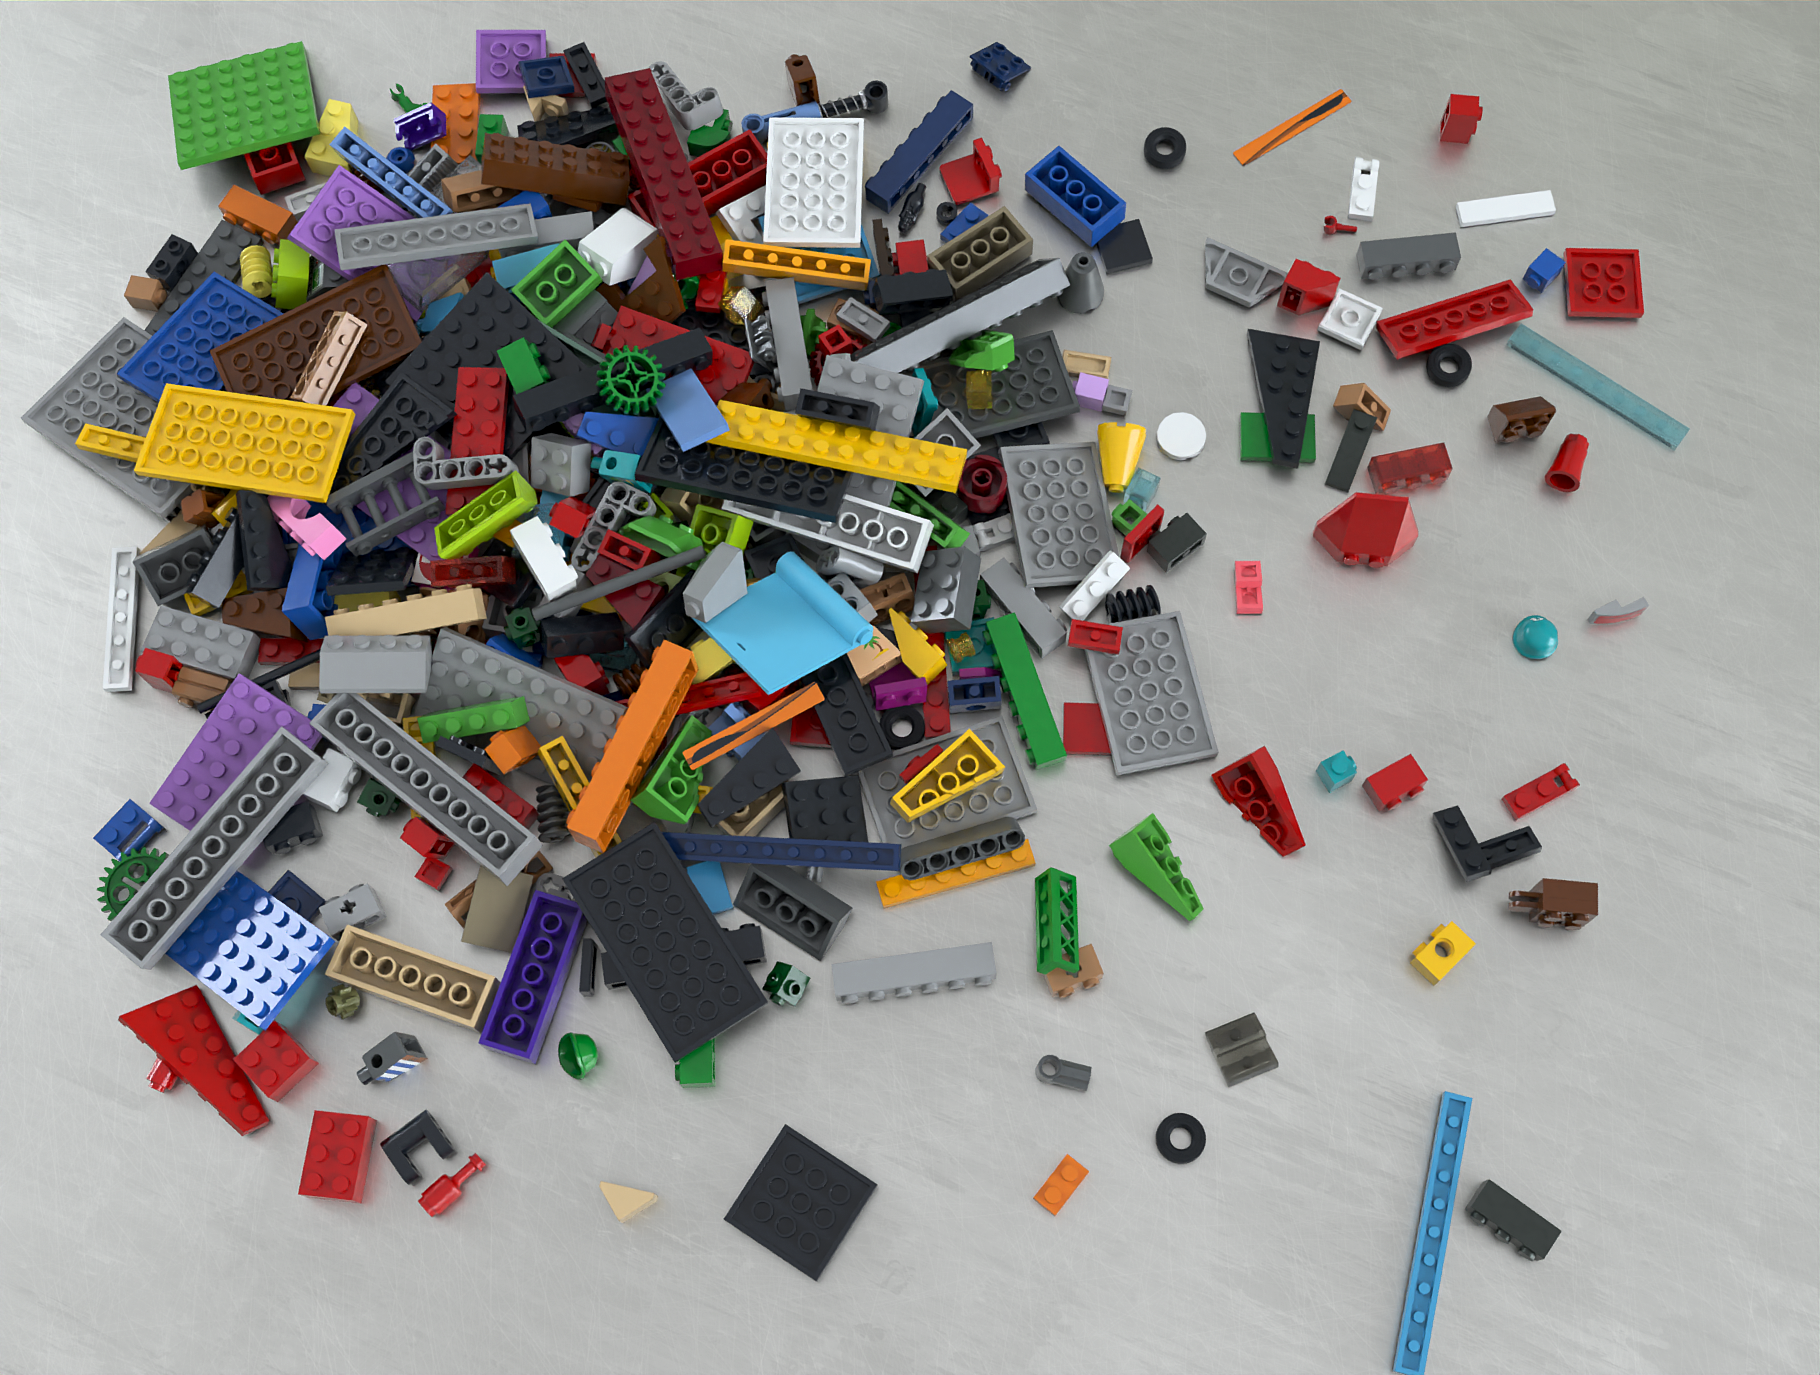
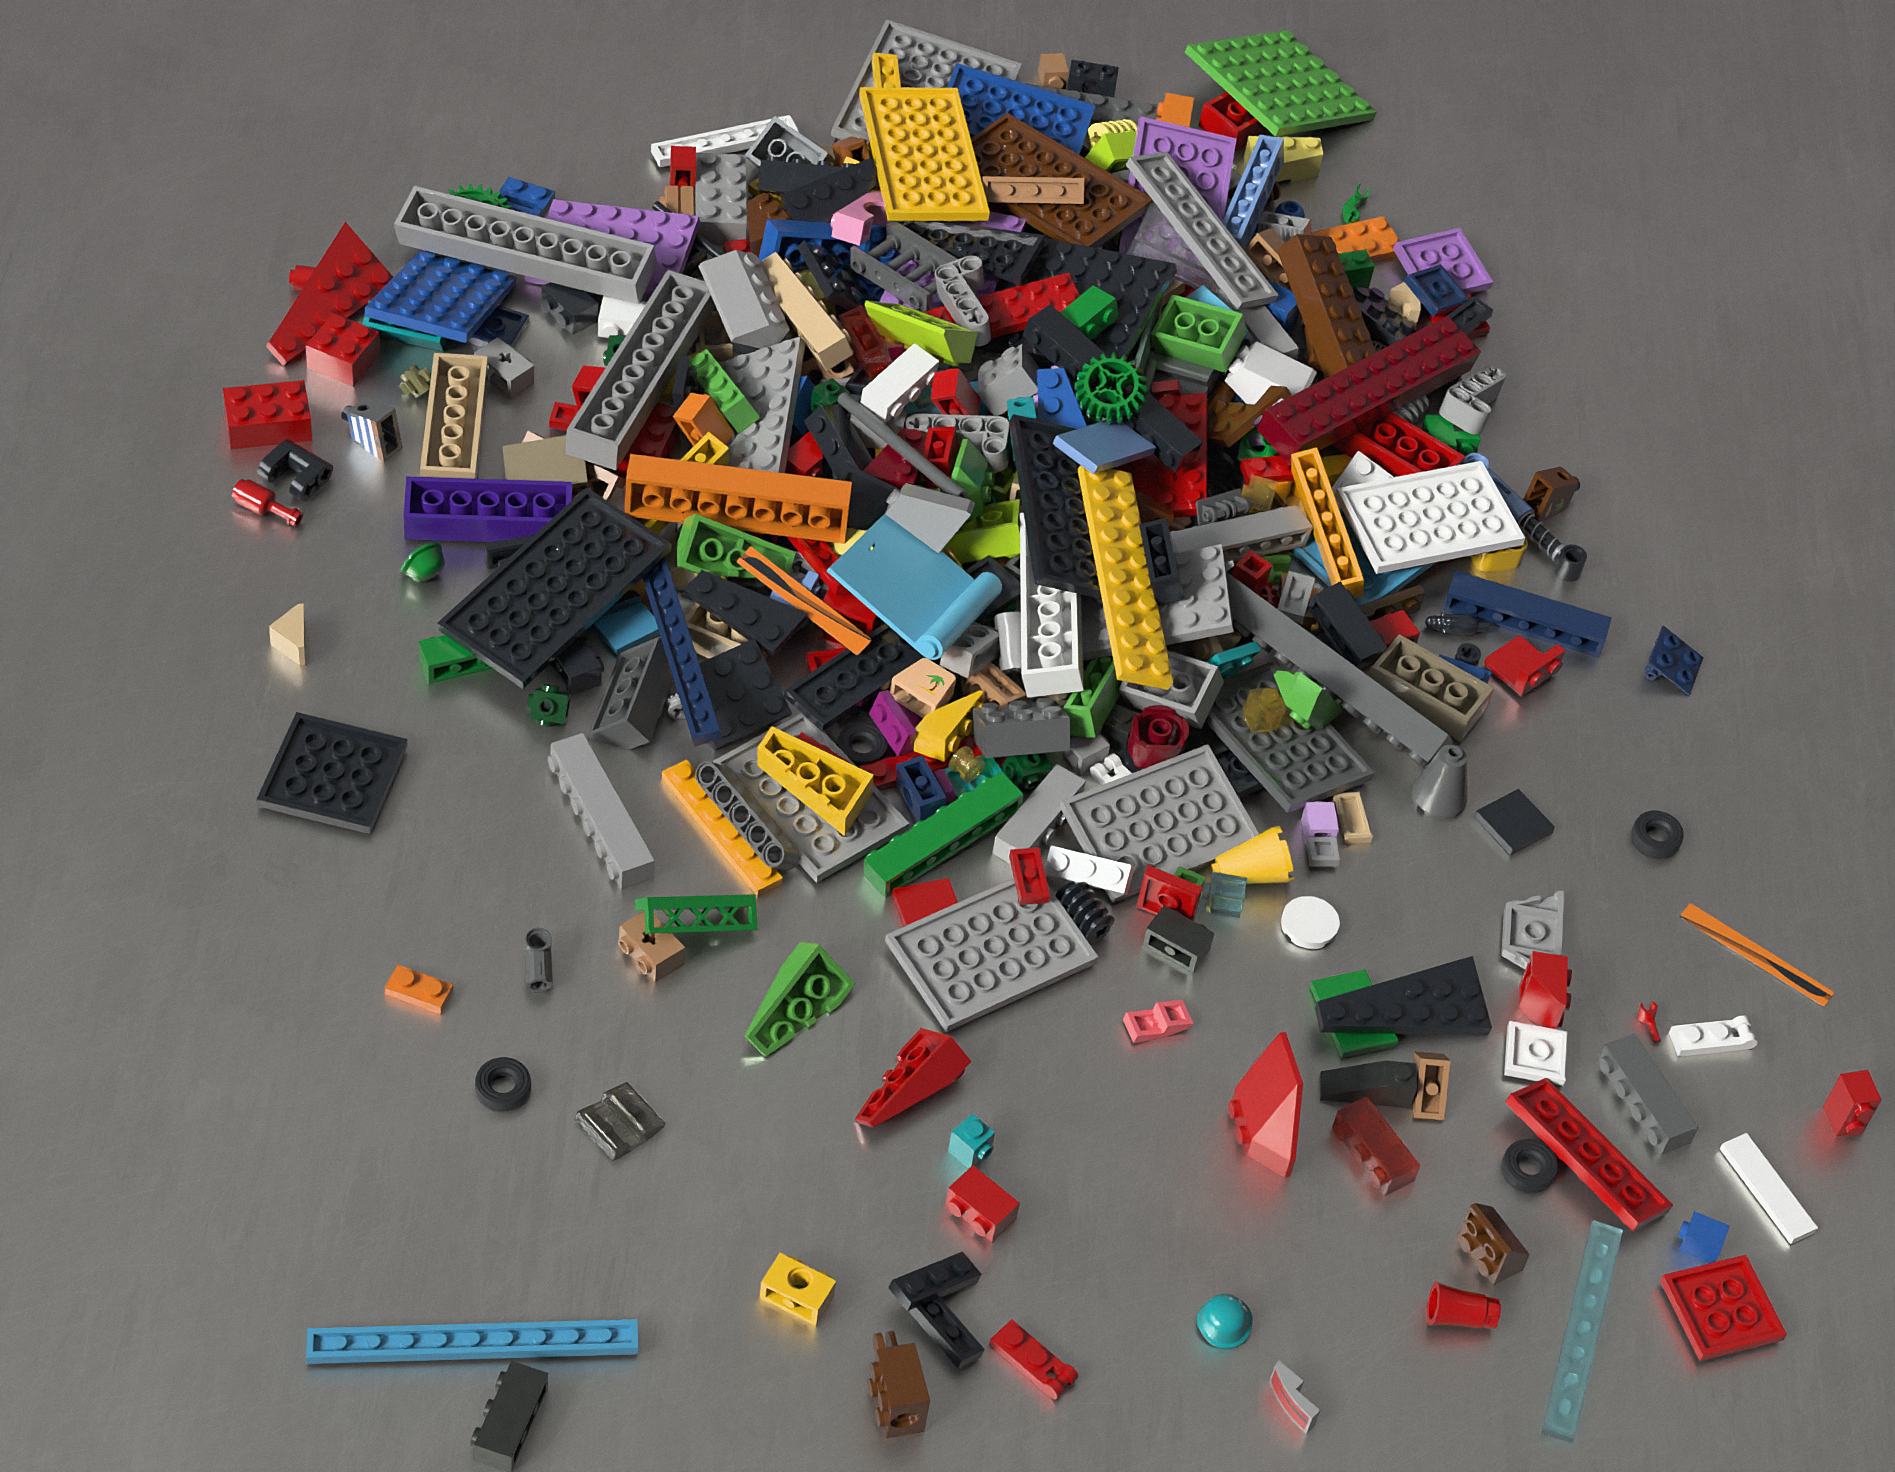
camera: 60 degrees right, 20 degrees down
(420, 126) = (1331, 213): dark purple hinge -> none
(1075, 196) = (1545, 755): blue brick -> none

